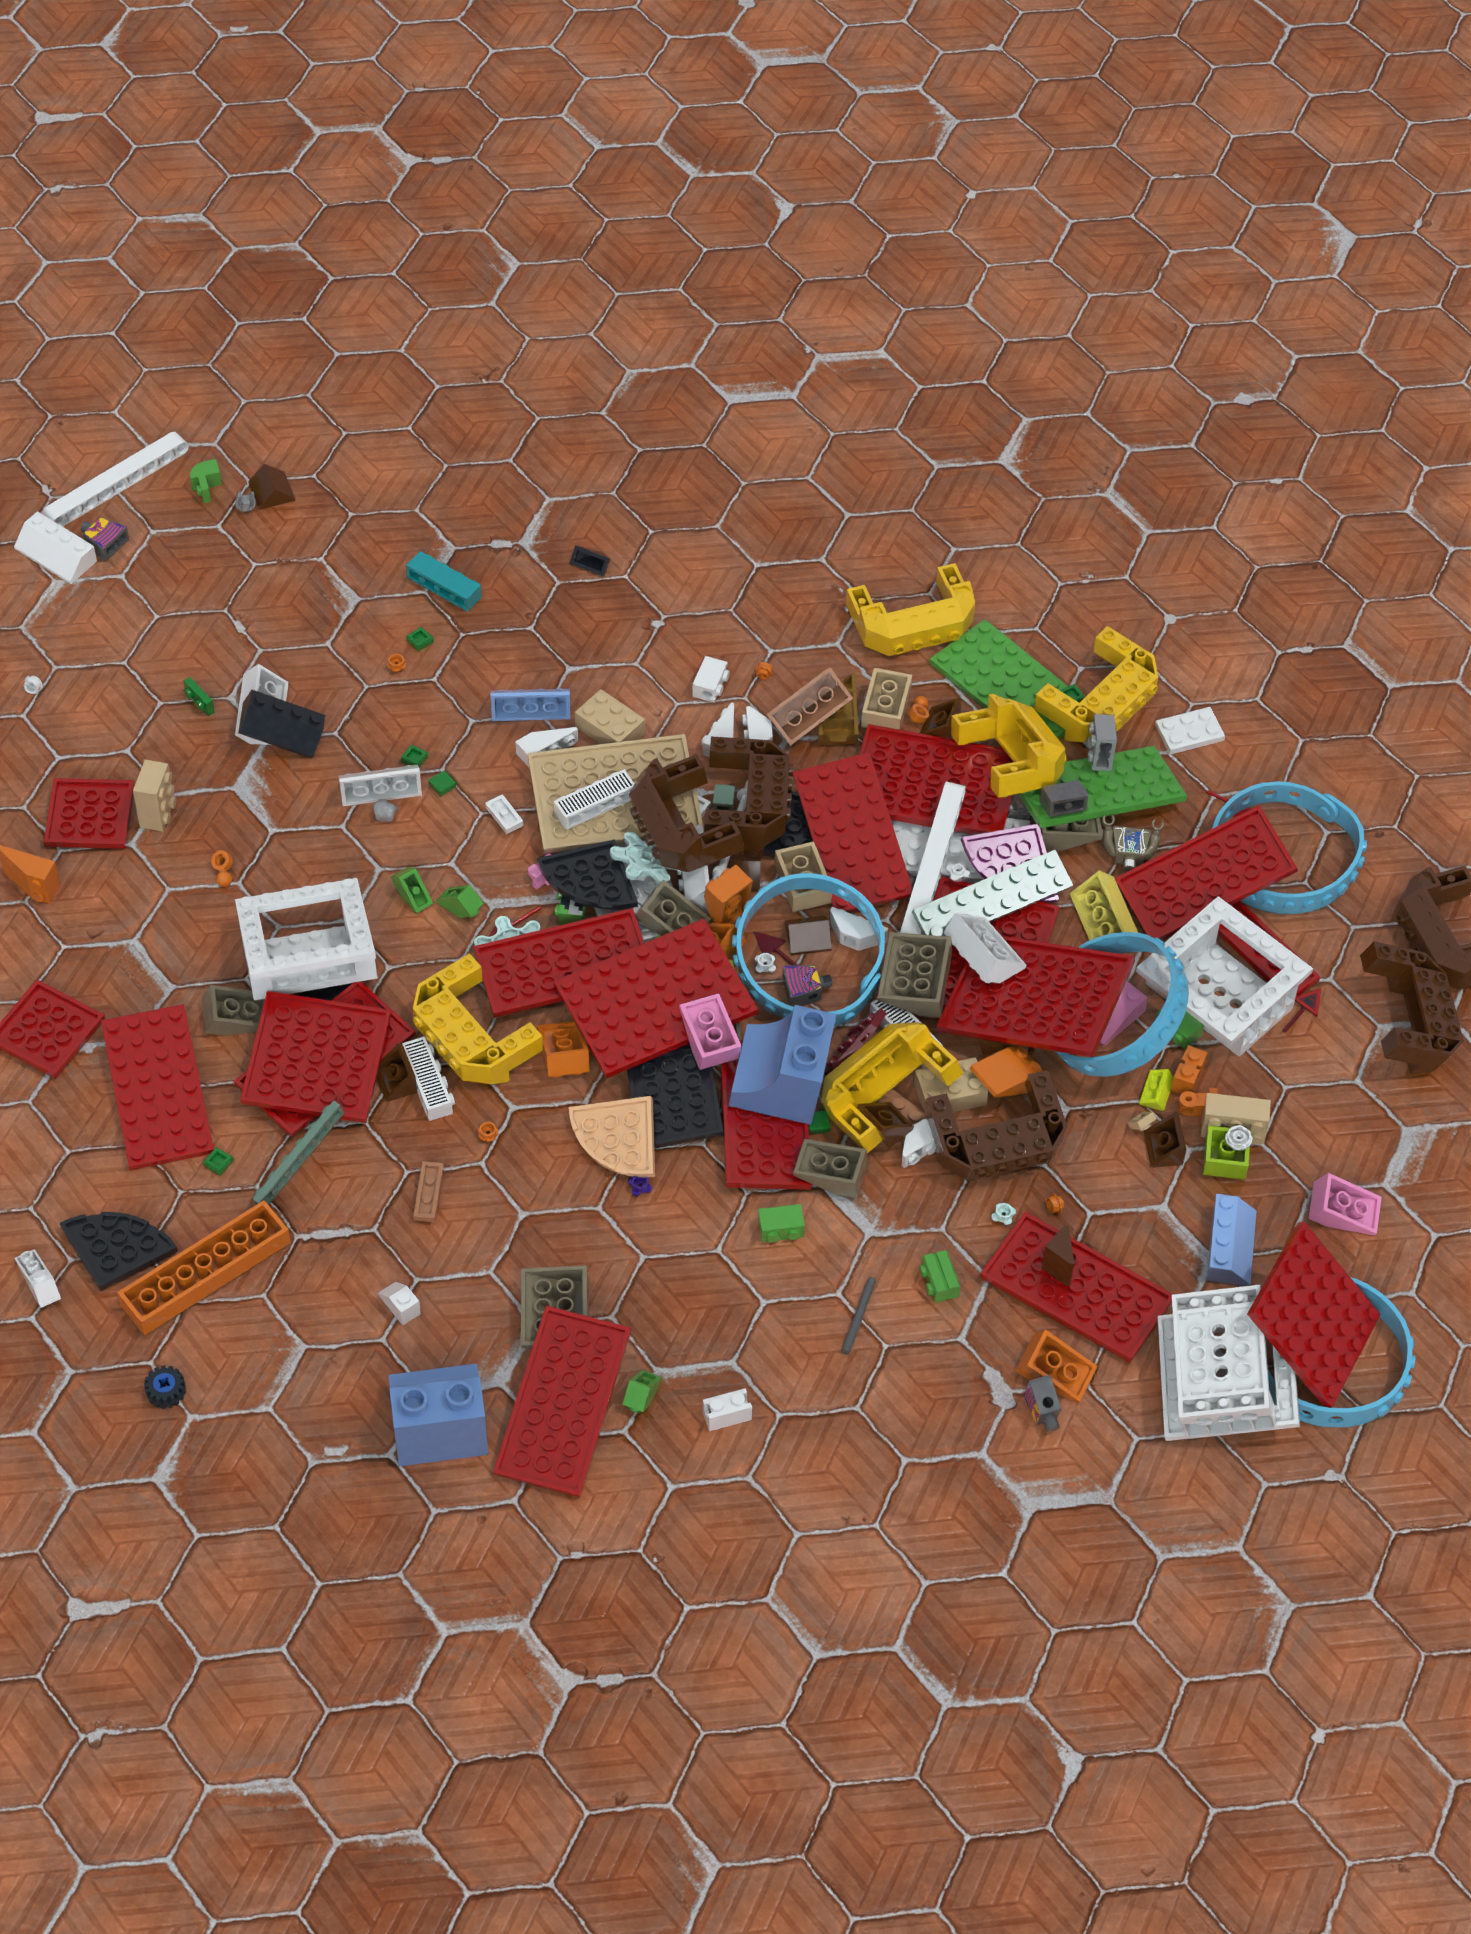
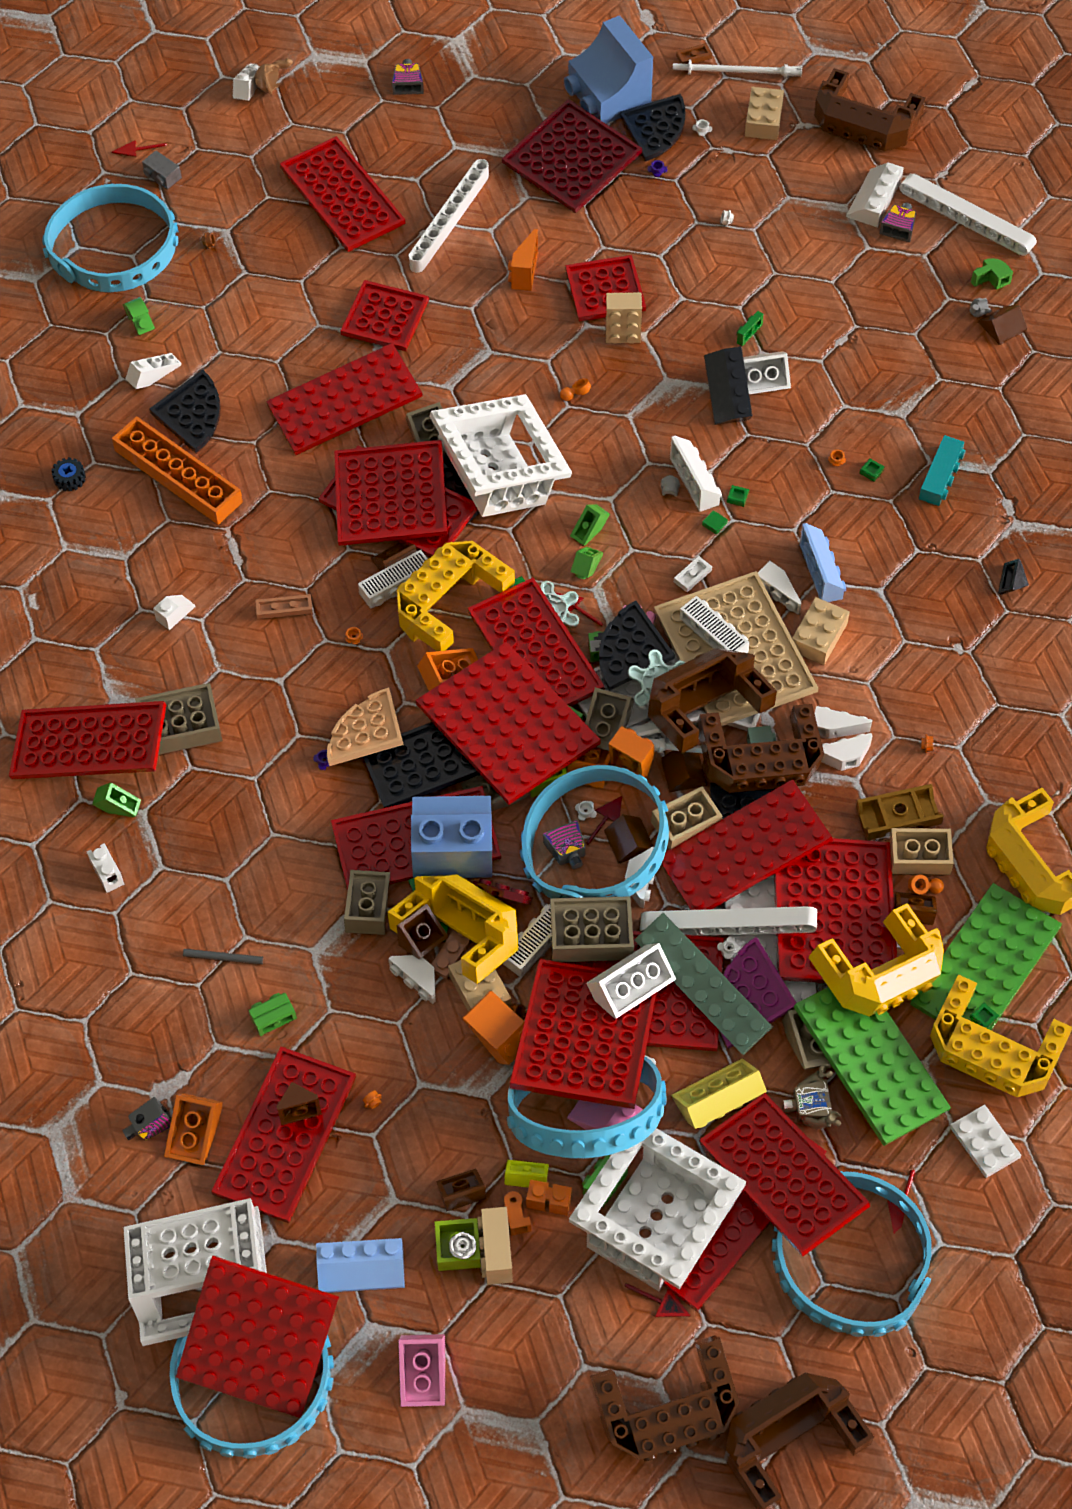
camera: 80 degrees right, 5 degrees up
(218, 1161) = (286, 458): green tile -> none
(302, 1150) = (292, 504): sand green plate -> none
(438, 1414) = (63, 652): medium blue brick -> none
(710, 679) = (900, 700): white brick -> none
(710, 1031) = (470, 765): bright pink slope -> none
(781, 1223) = (304, 874): bright green brick -> none
(809, 706) = (885, 782): nougat slope -> none
(1003, 1144) = (414, 1038): reddish brown wedge -> none
(1006, 1209) = (353, 1052): light aqua plate -> none
(1064, 798) = (826, 1017): flat silver brick -> none
(1102, 742) = (916, 1045): light grey brick -> none
(1142, 1121) = (481, 1162): tan plate -> none

